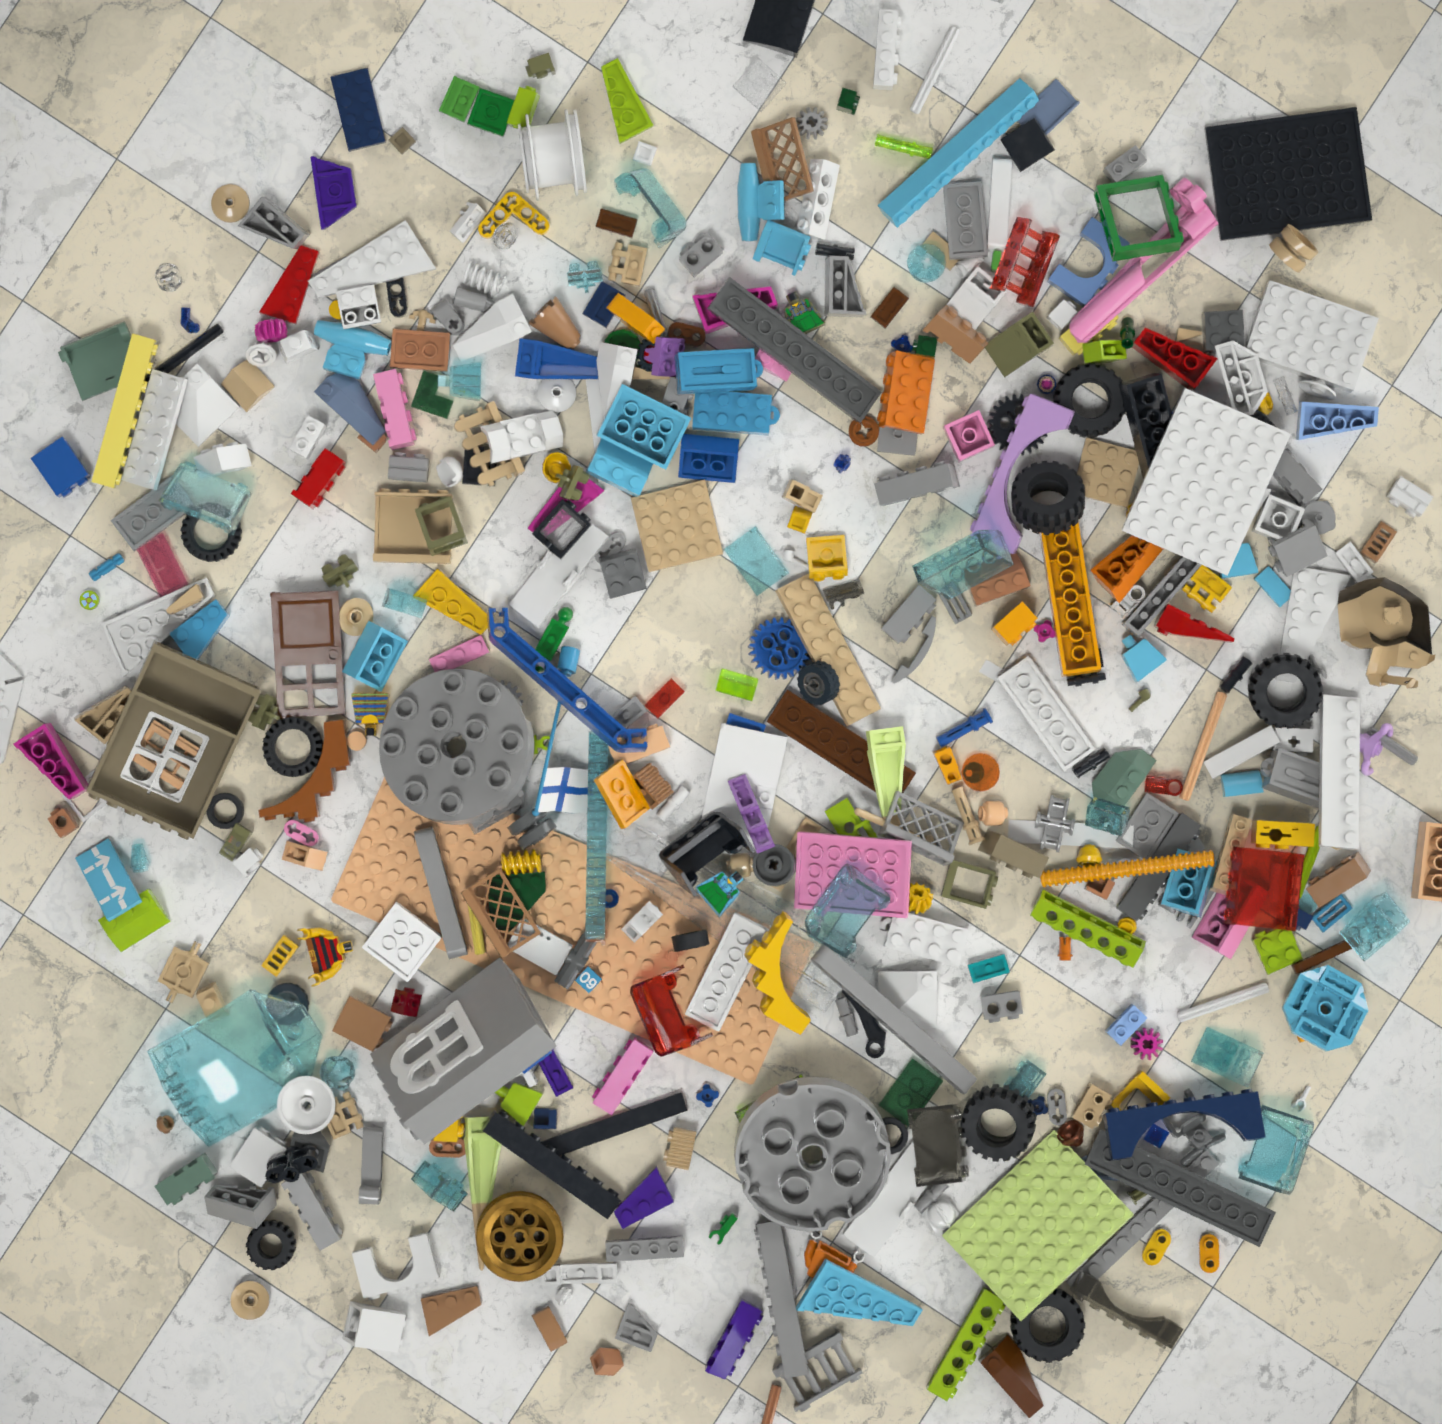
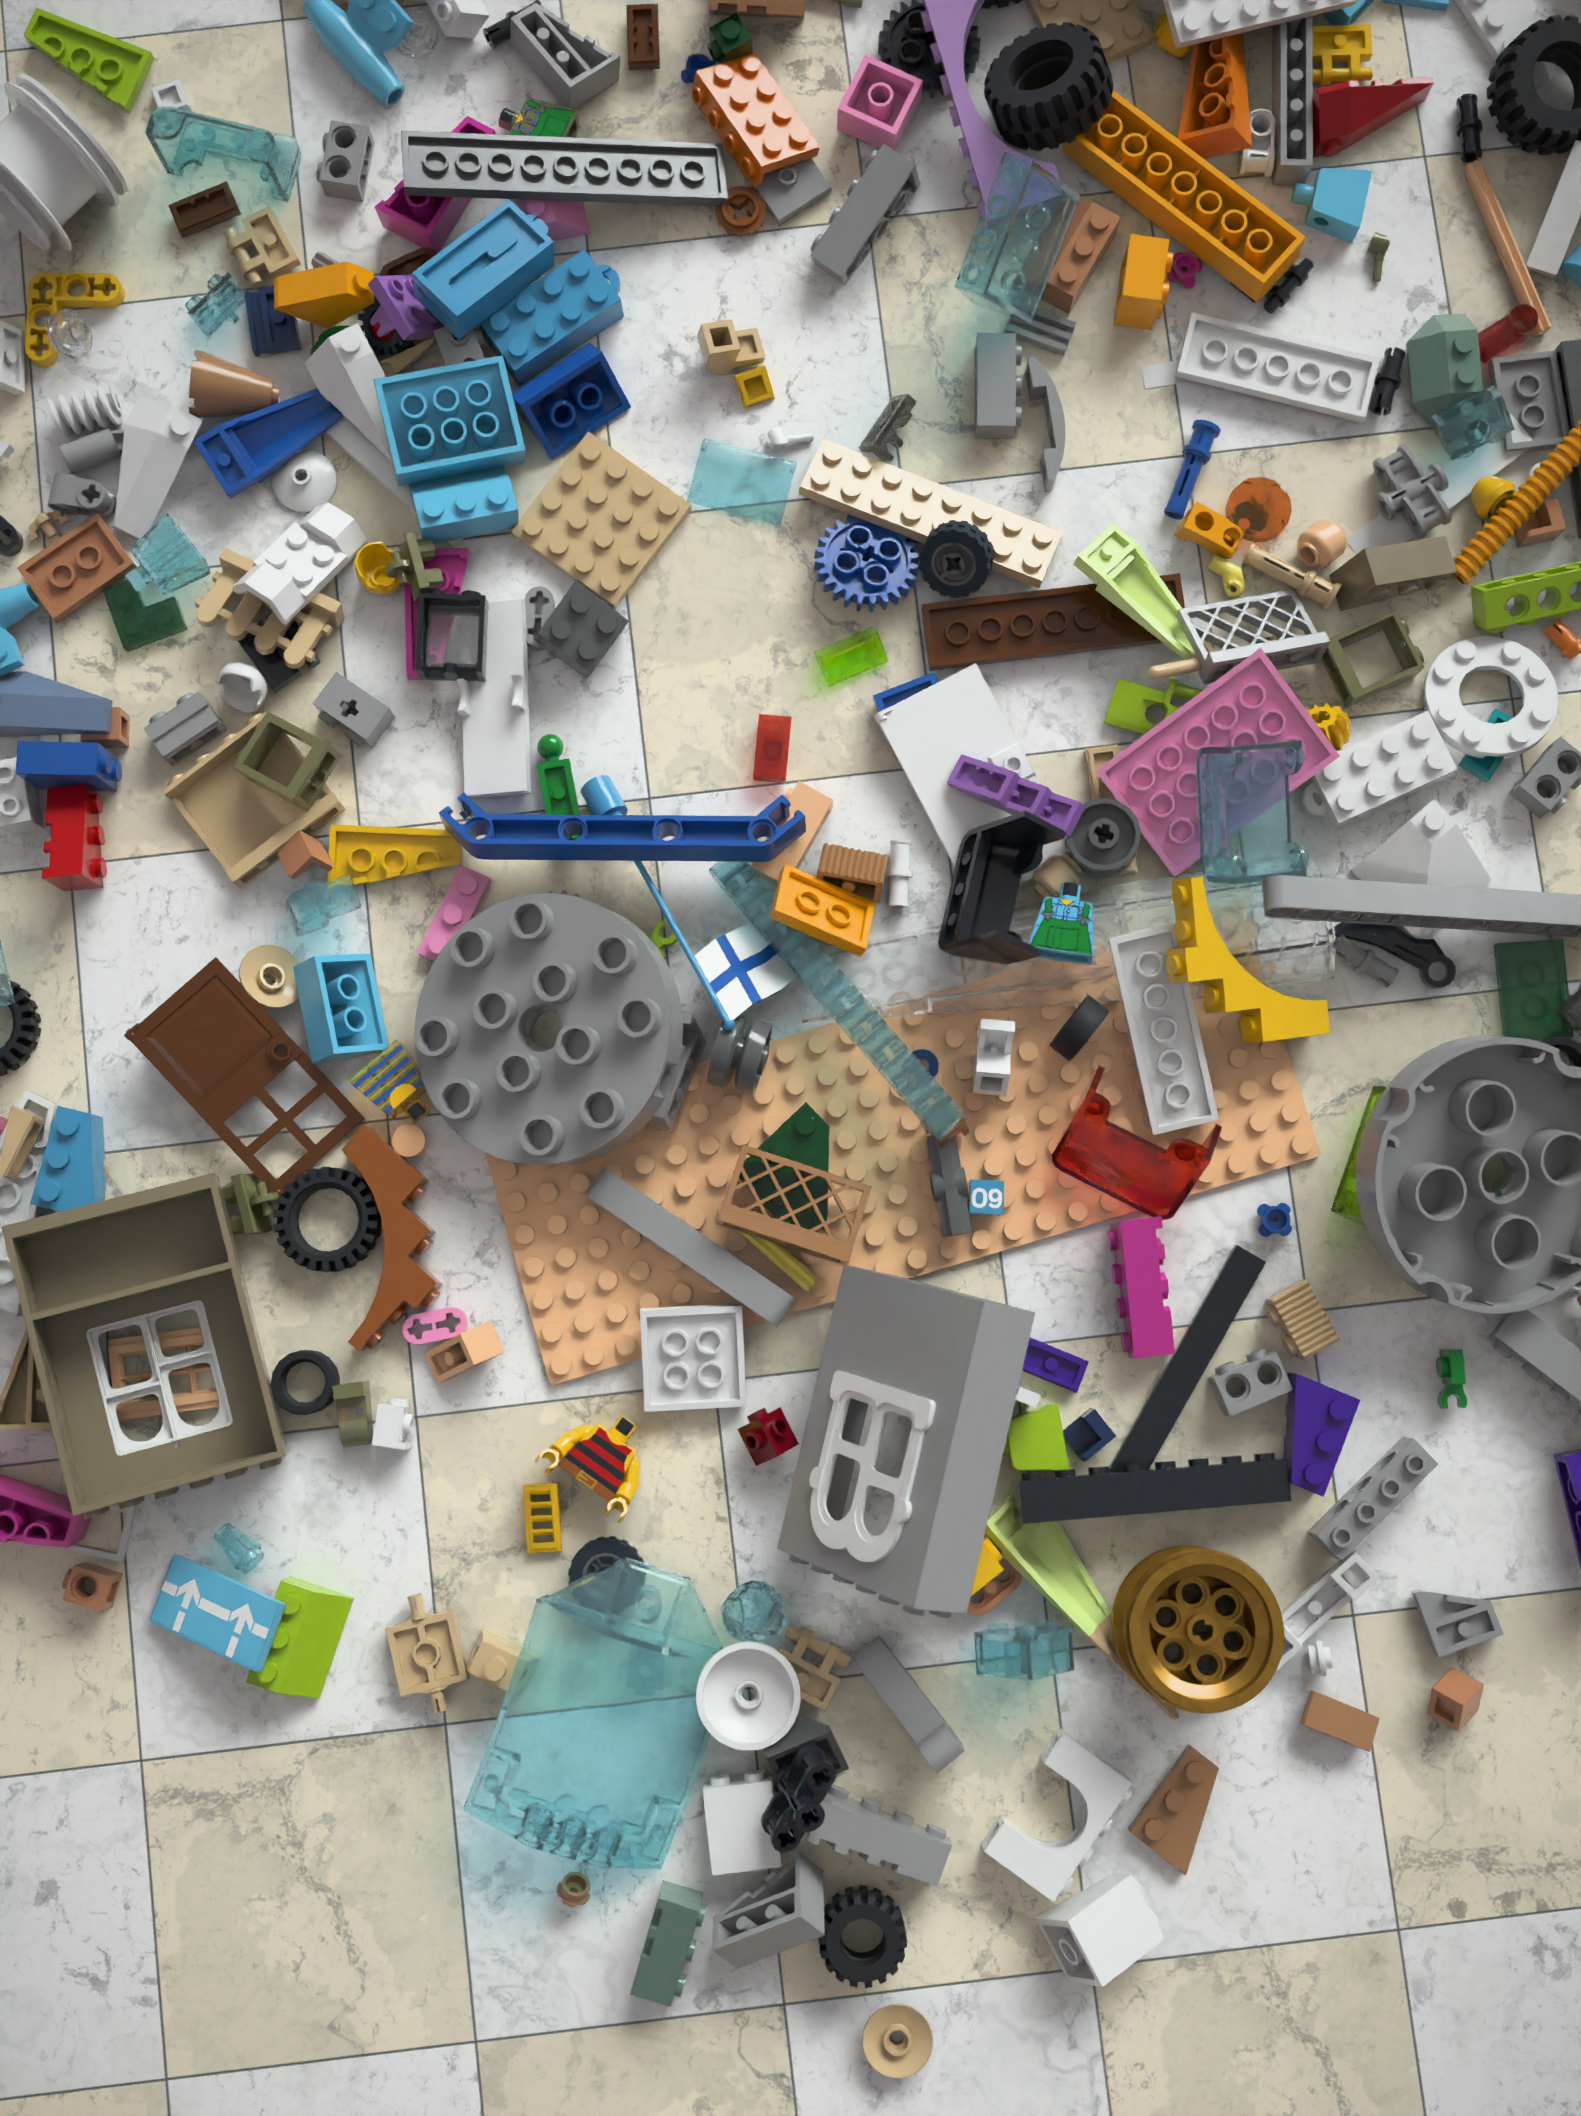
camera: 35 degrees left, 5 degrees down
(341, 574) = (204, 937): olive hips -> none
(342, 446) = (67, 764): none -> blue brick
(362, 1024) = (733, 1515): medium nougat brick -> none
(394, 409) = (103, 667): bright pink wedge -> none
(413, 573) = (301, 853): none -> nougat panel
(492, 512) = (340, 697): none -> light grey brick
(521, 862) = (763, 1114): yellow piece -> none
(543, 950) = (892, 1208): white door -> none
(629, 712) = (743, 796): light grey plate -> none
(633, 1160) = (1252, 1390): none -> light grey brick
(783, 246) = (443, 62): medium azure panel -> none
(827, 557) = (829, 399): yellow plate -> none
(842, 463) = (747, 269): clear blue plate -> none
(940, 793) = (1231, 576): none -> light yellow arm
(980, 954) = (1484, 738): none -> white plate

